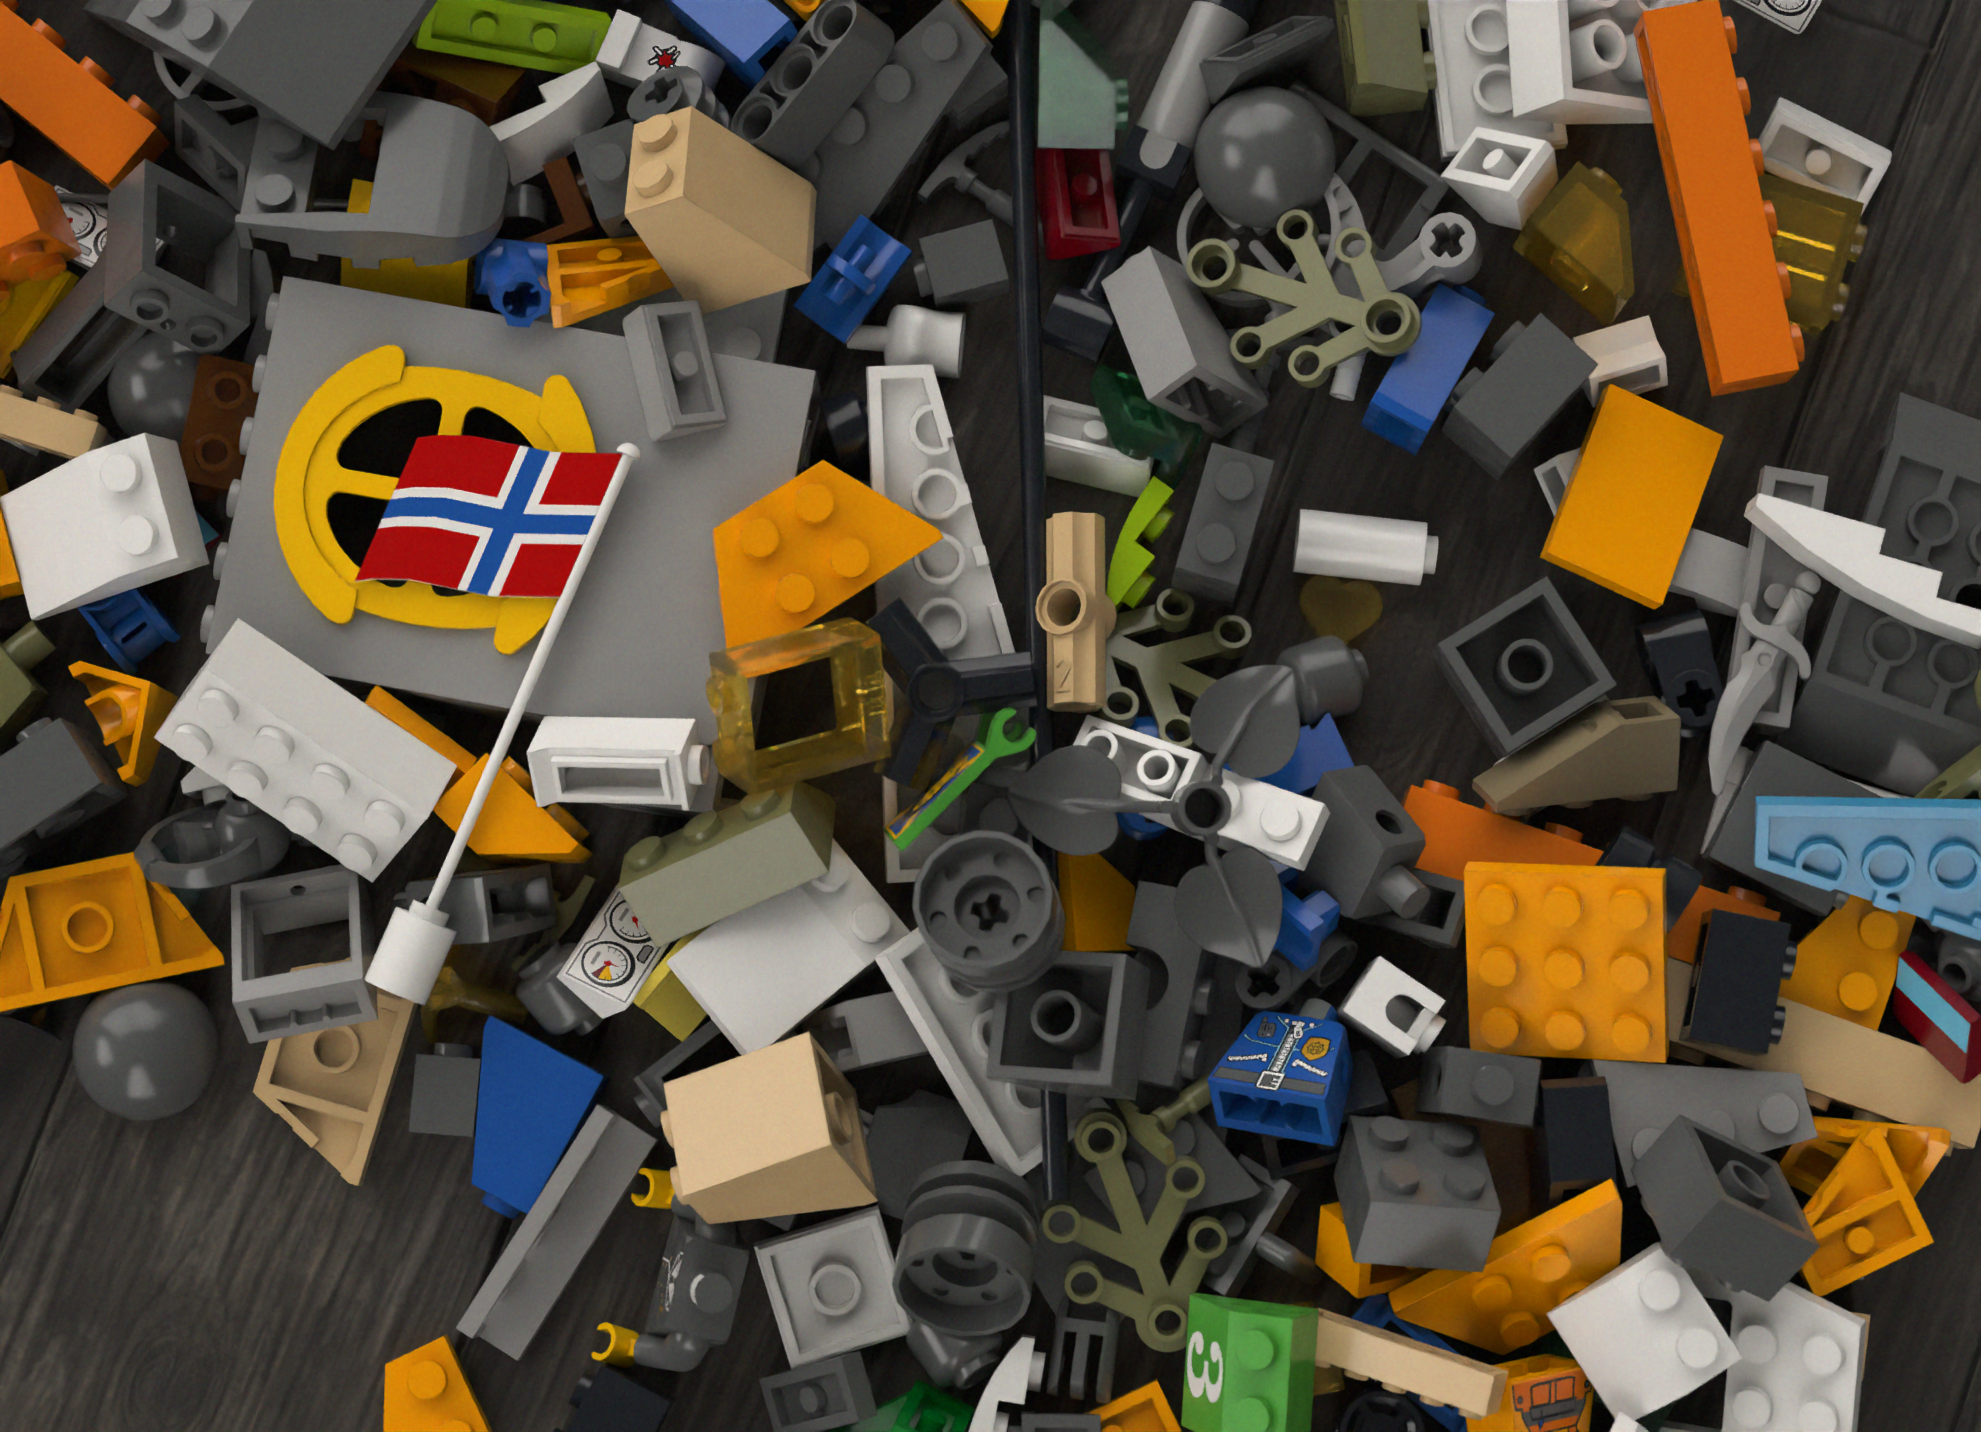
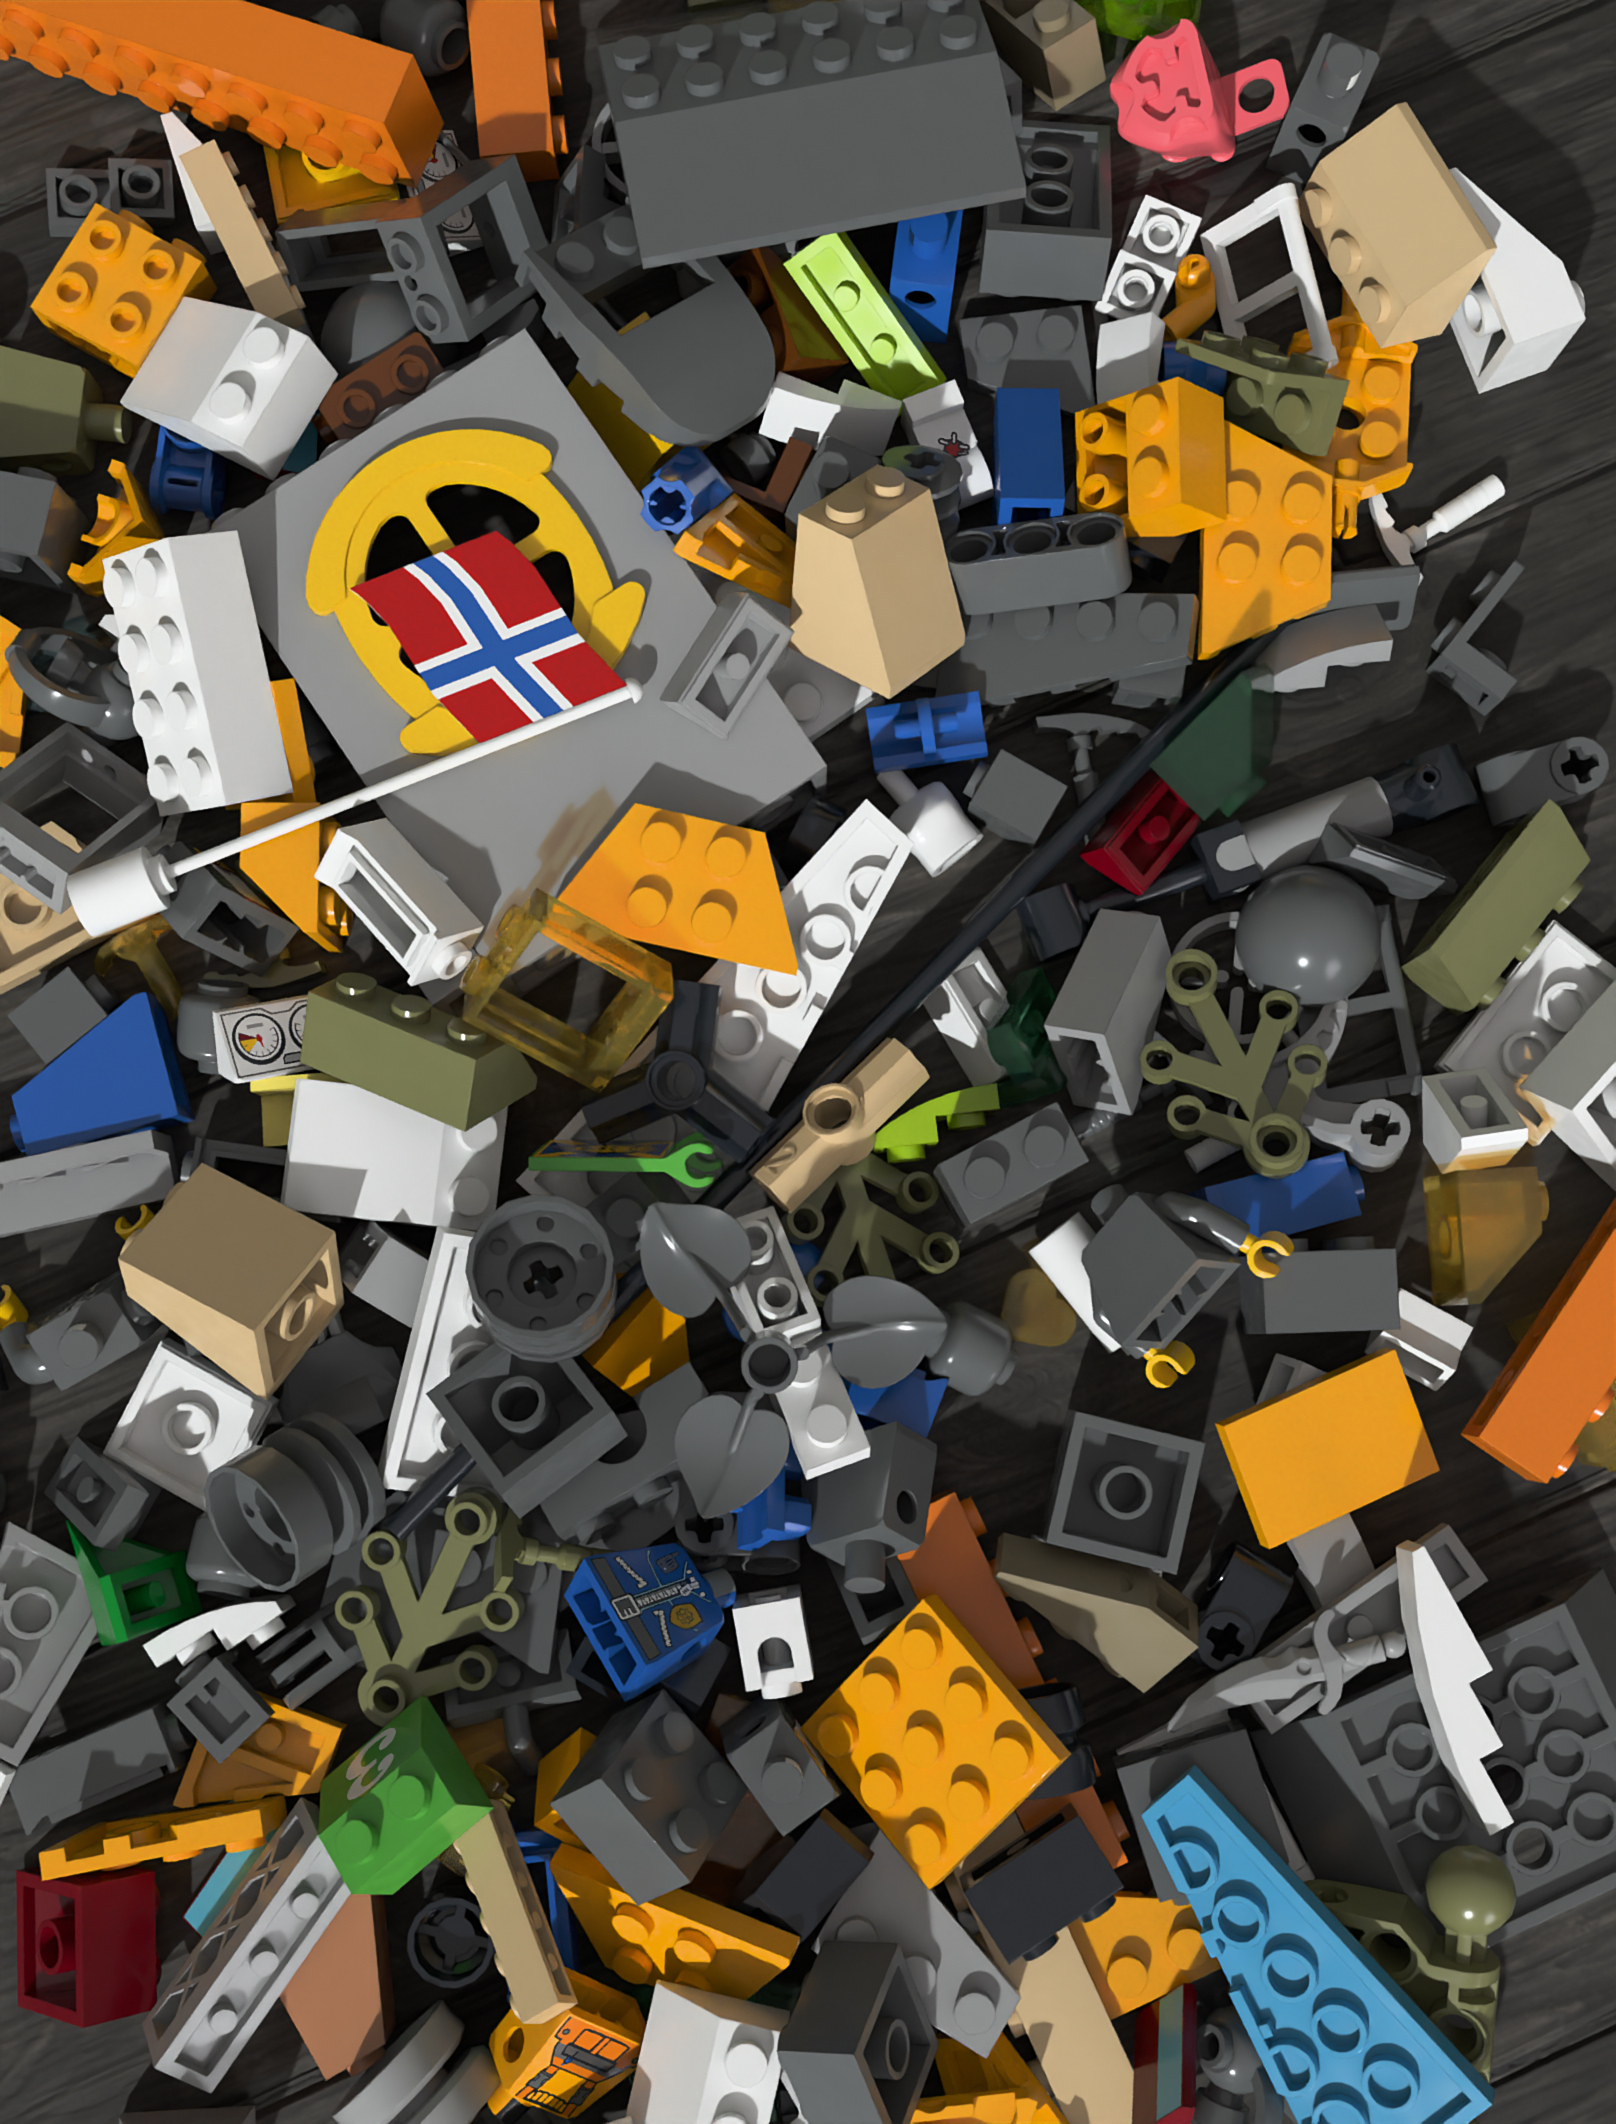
camera: 40 degrees right, 0 degrees up
(1394, 485) = (1161, 1265): none -> dark grey torso

